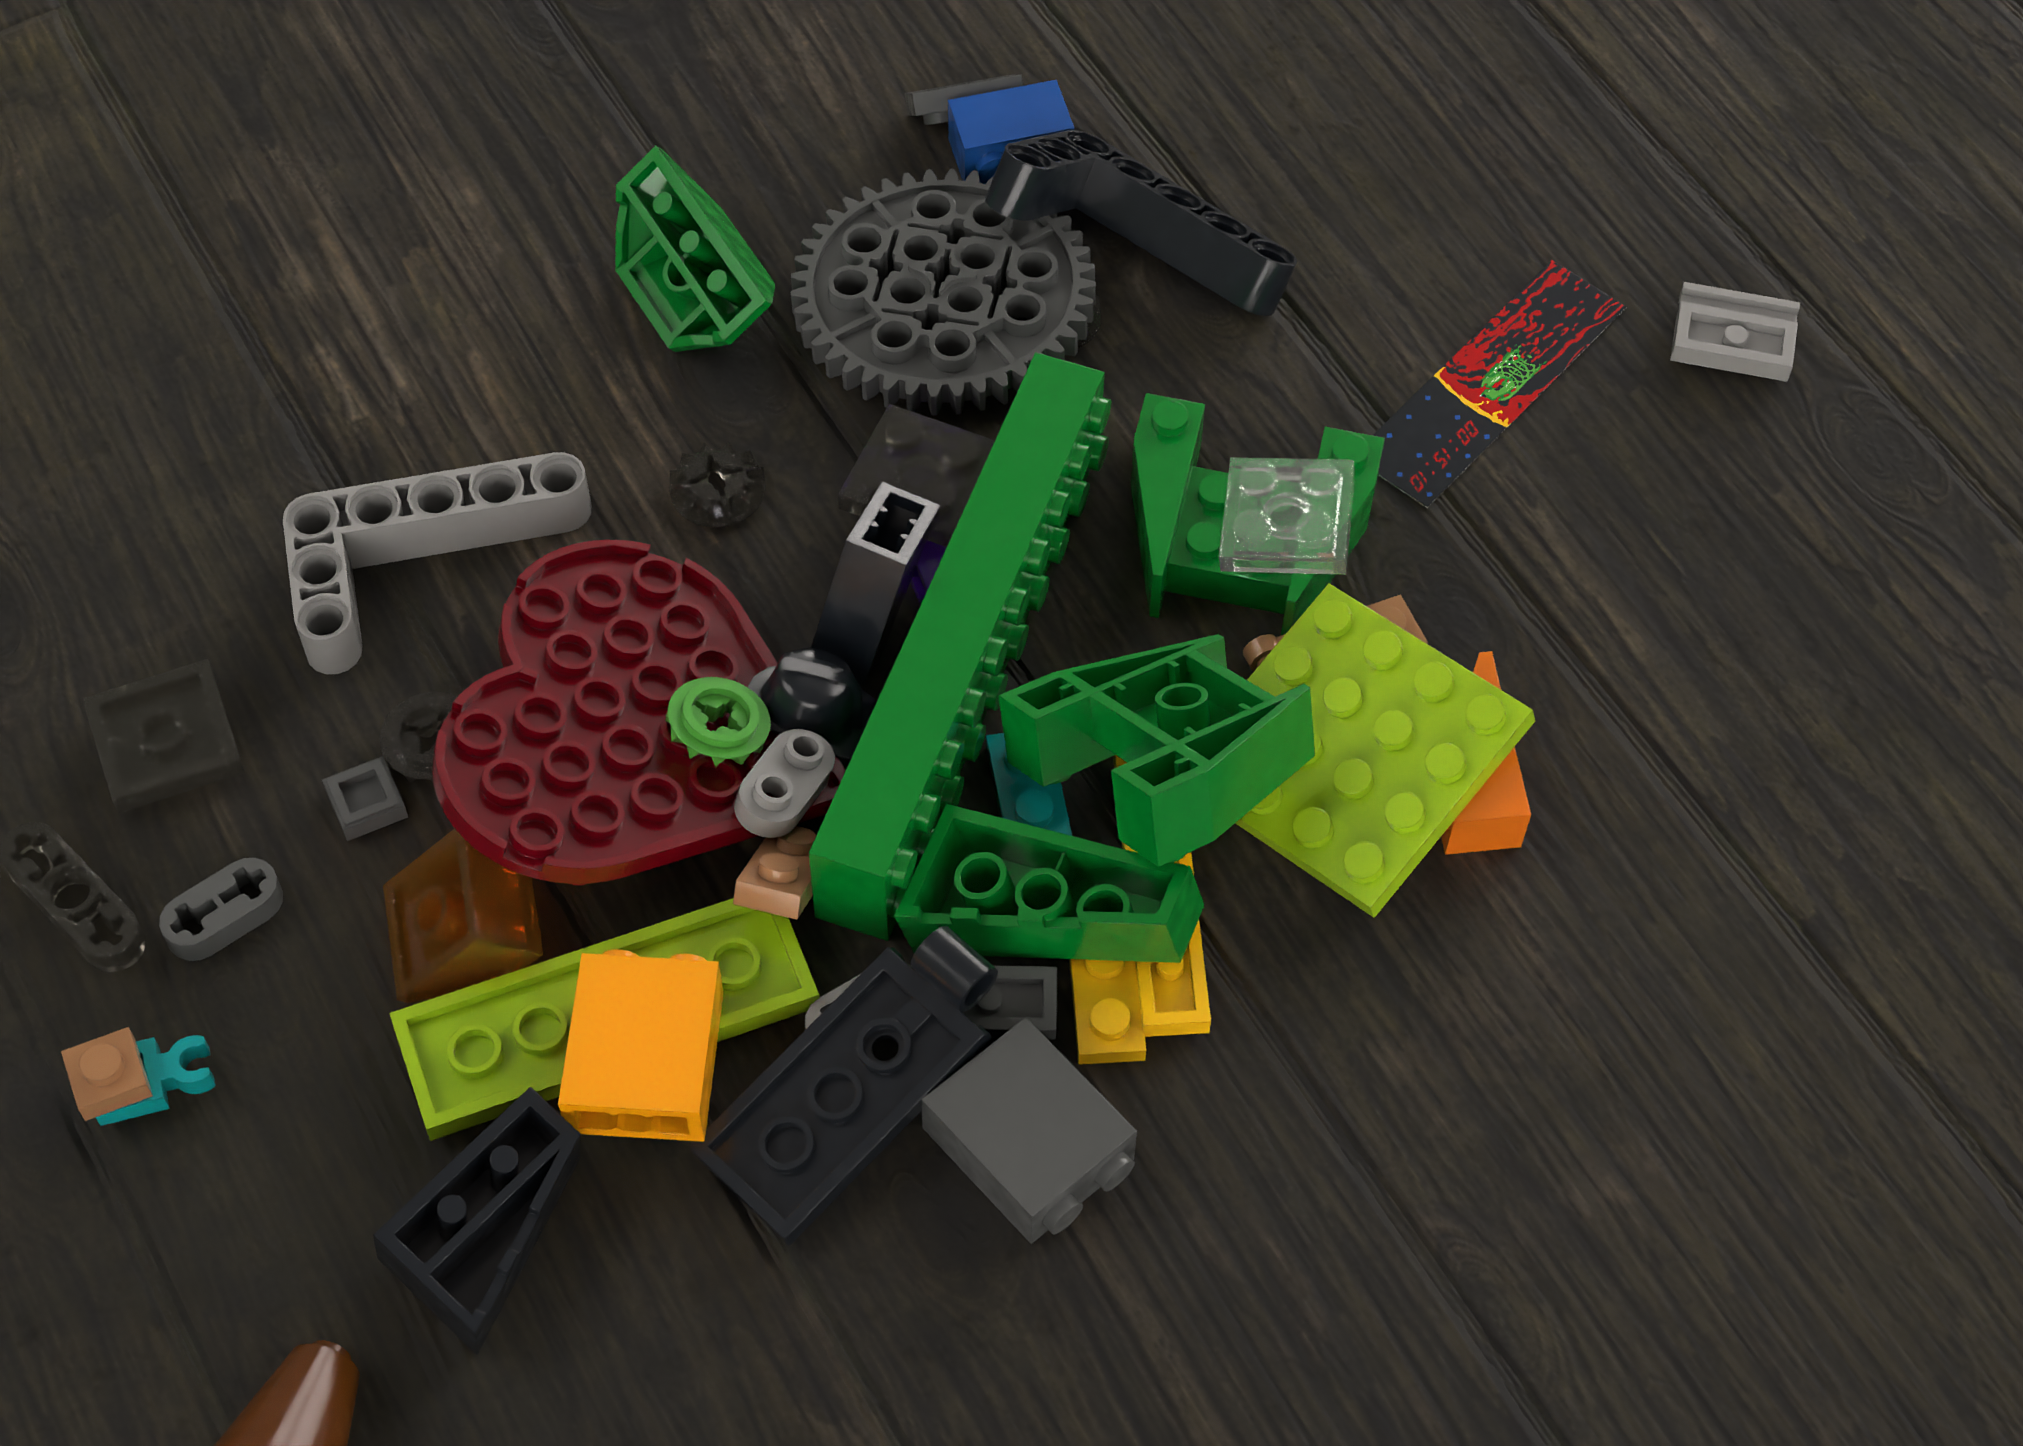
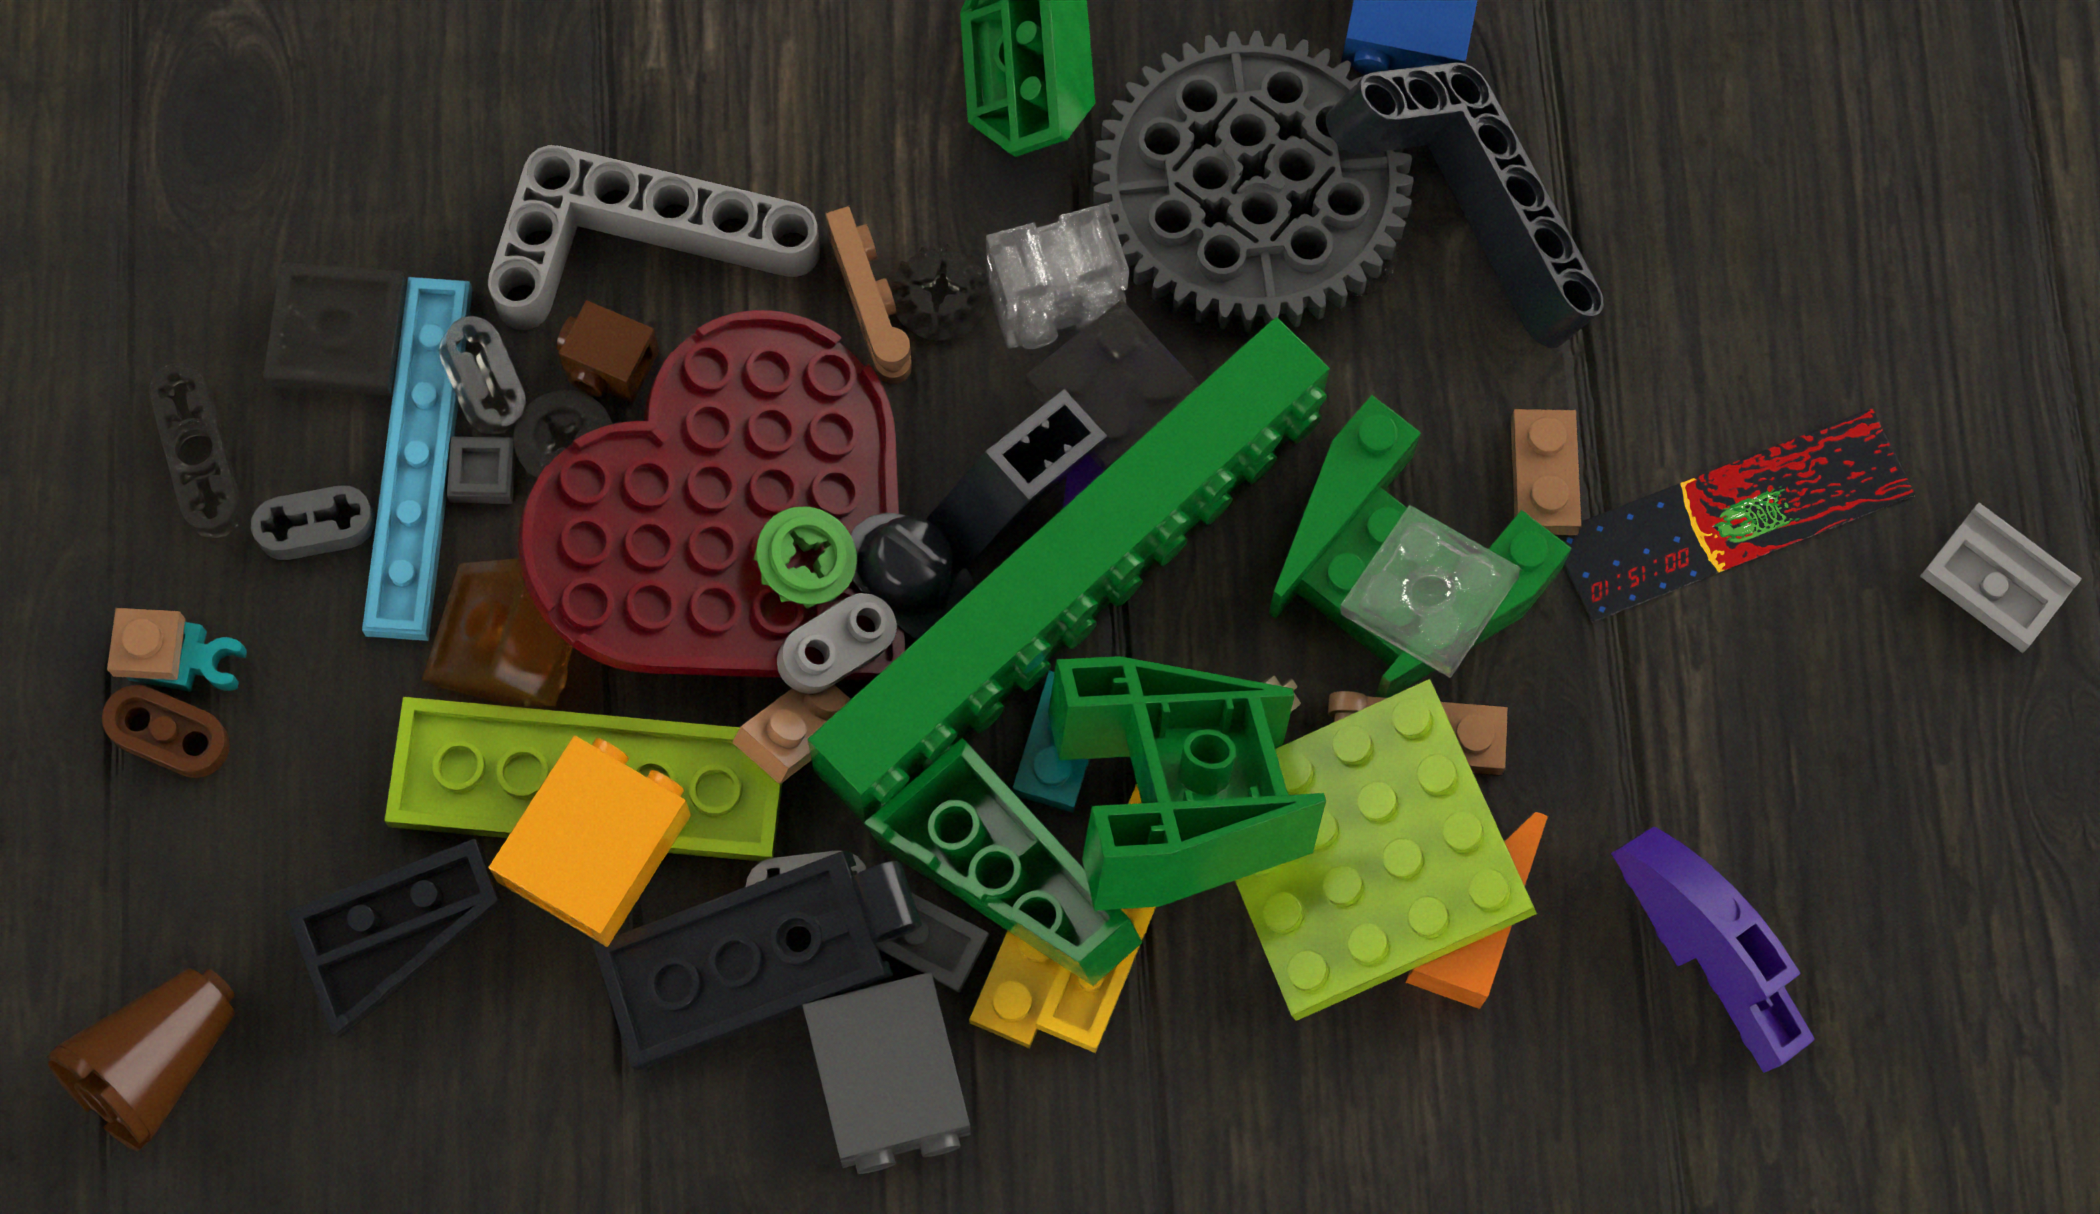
camera: 25 degrees right, 15 degrees up
(165, 1150) = (169, 732): none -> reddish brown plate
(299, 818) = (415, 466): none -> medium azure tile
(327, 714) = (494, 369): none -> clear smoke beam
(436, 646) = (606, 352): none -> reddish brown brick
(653, 507) = (870, 298): none -> medium nougat plate
(817, 415) = (1055, 275): none -> clear brick
(1314, 400) = (1547, 468): none -> medium nougat plate
(1668, 675) = (1709, 920): none -> dark purple slope

